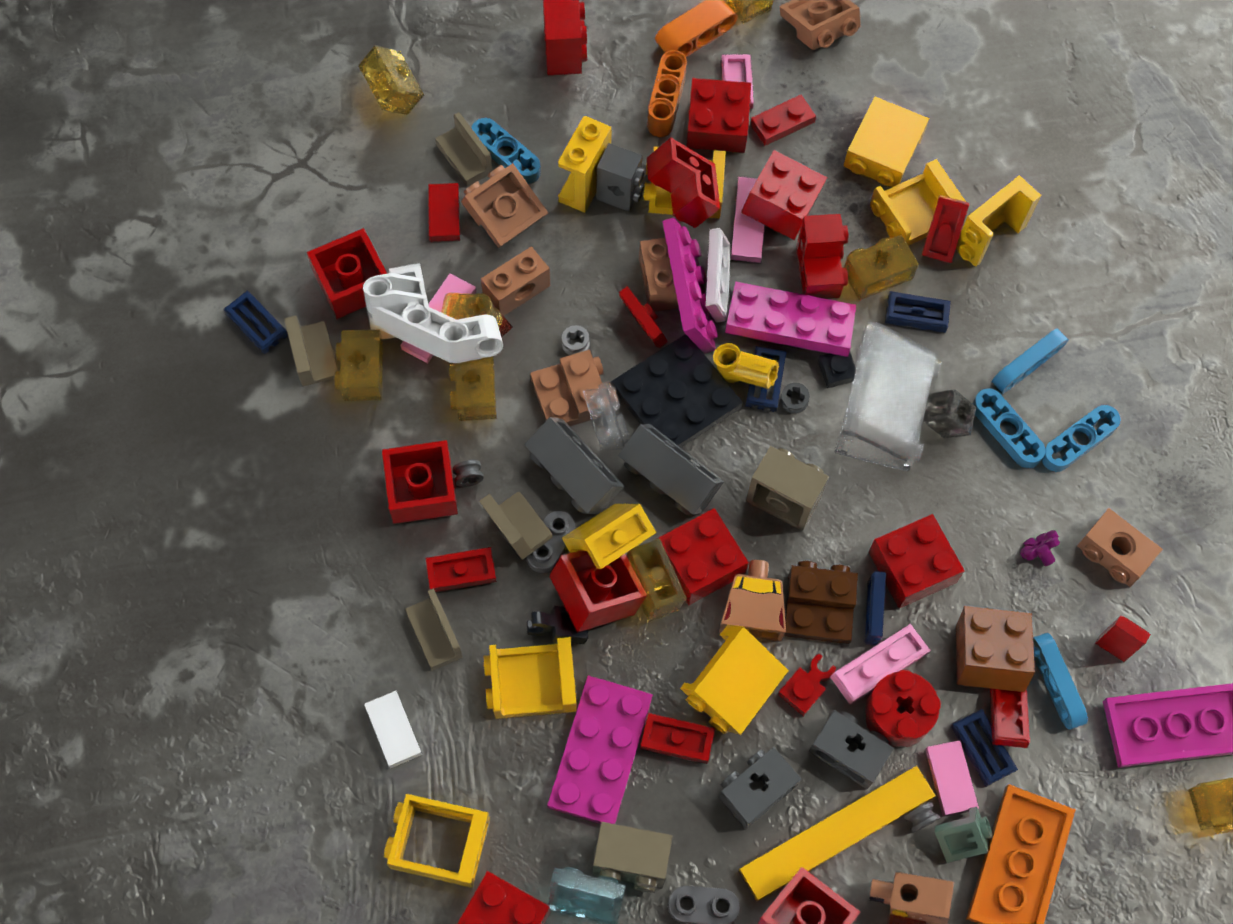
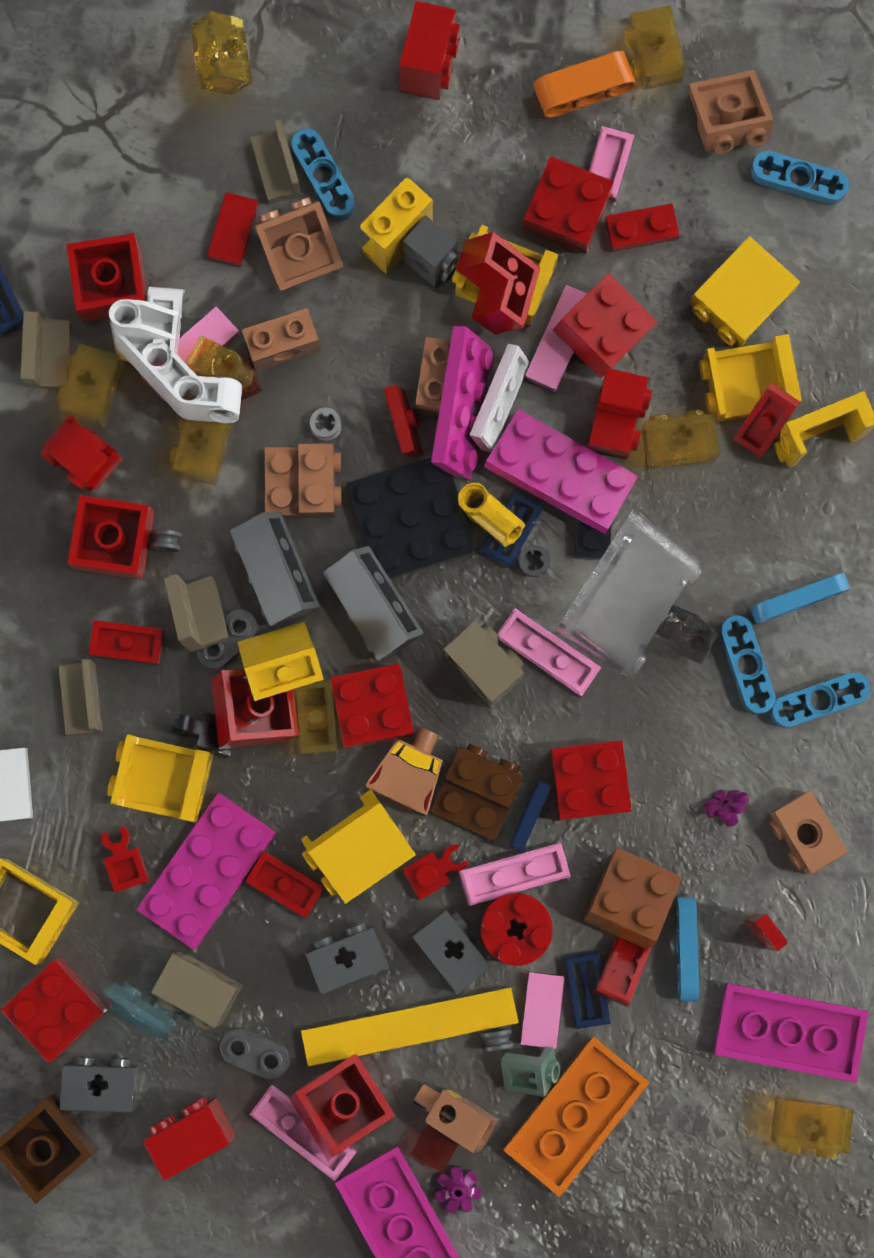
camera: 20 degrees right, 15 degrees up
(371, 417) = (82, 453): none -> red brick
(524, 767) = (126, 866): none -> red plate
(608, 426) = (326, 540): clear hinge -> none
(669, 80) = (523, 143): orange beam -> none
(843, 470) = (548, 652): none -> bright pink tile
(915, 57) = (812, 170): none -> dark azure beam
(916, 316) = (698, 515): dark blue tile -> none

